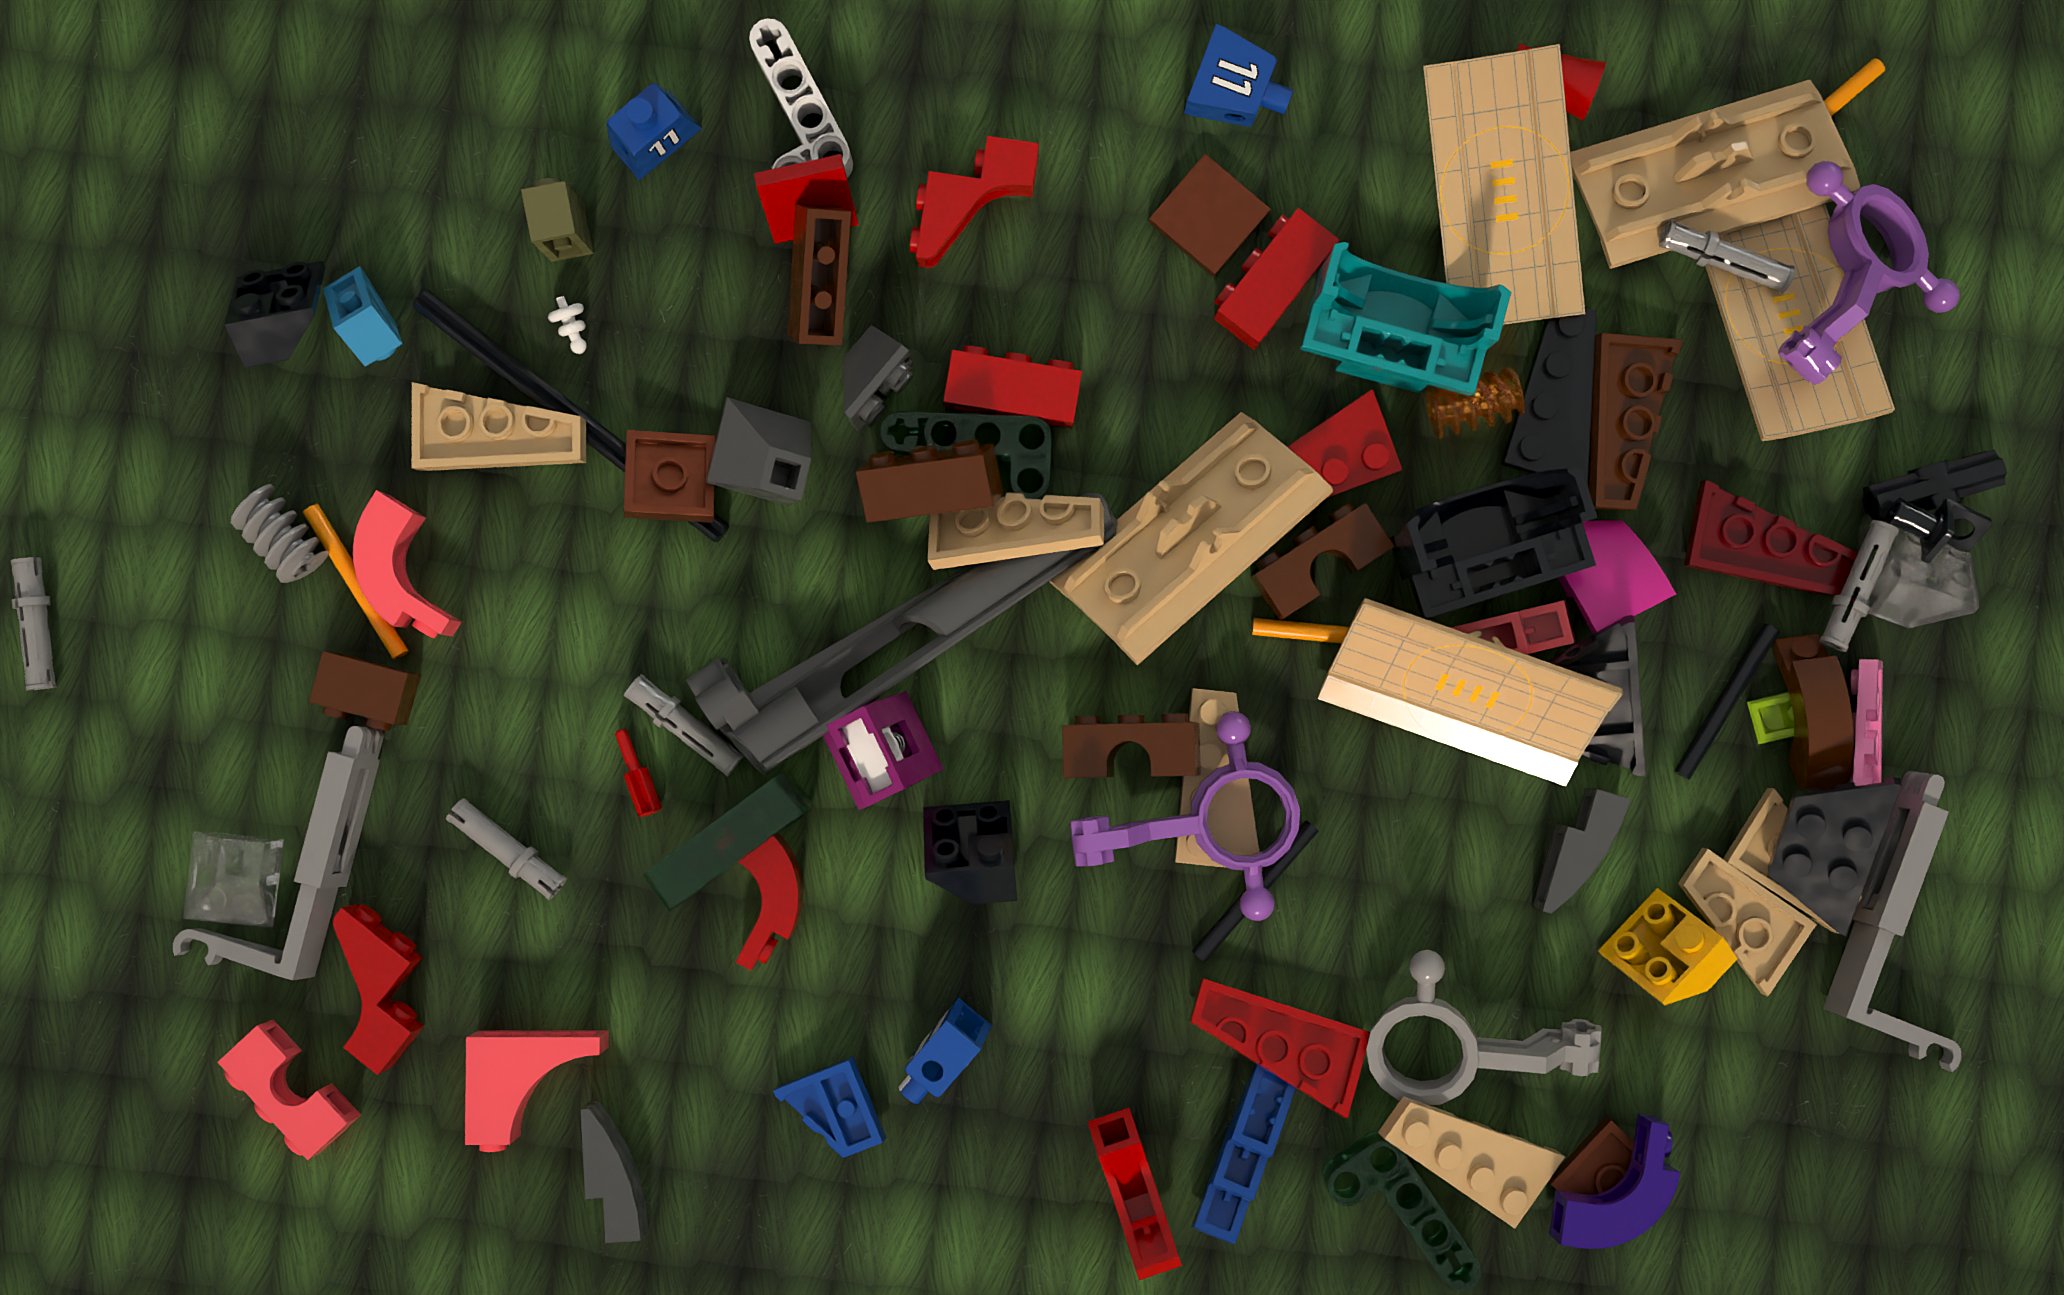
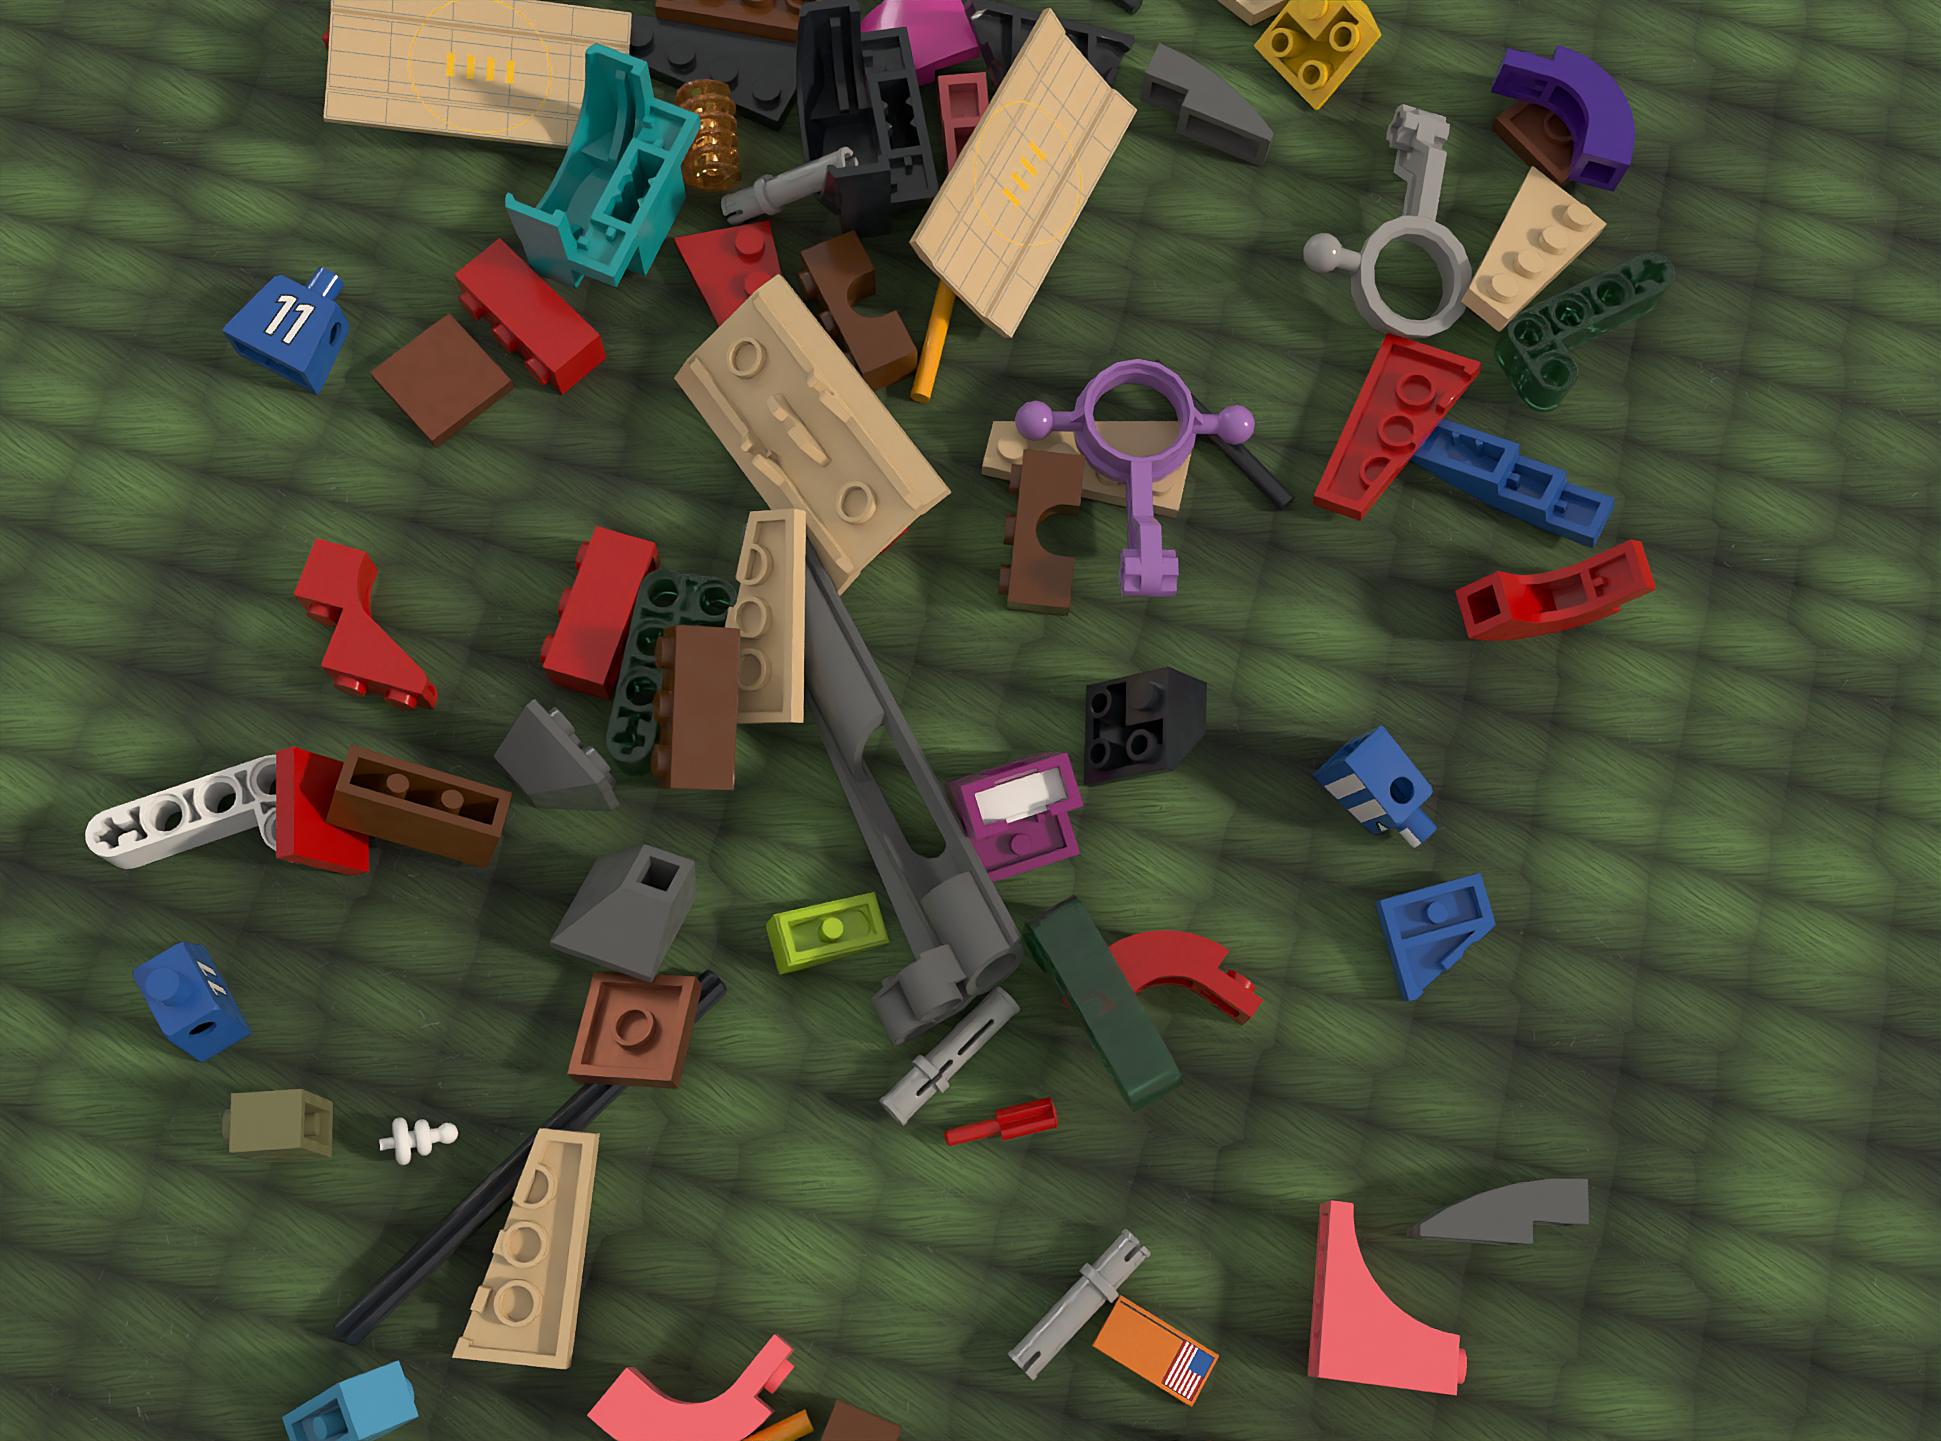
camera: 85 degrees left, 15 degrees down
(480, 911) = (1155, 1350): none -> orange tile
(772, 614) = (826, 932): none -> lime slope
(1422, 469) = (772, 193): none -> light grey pin

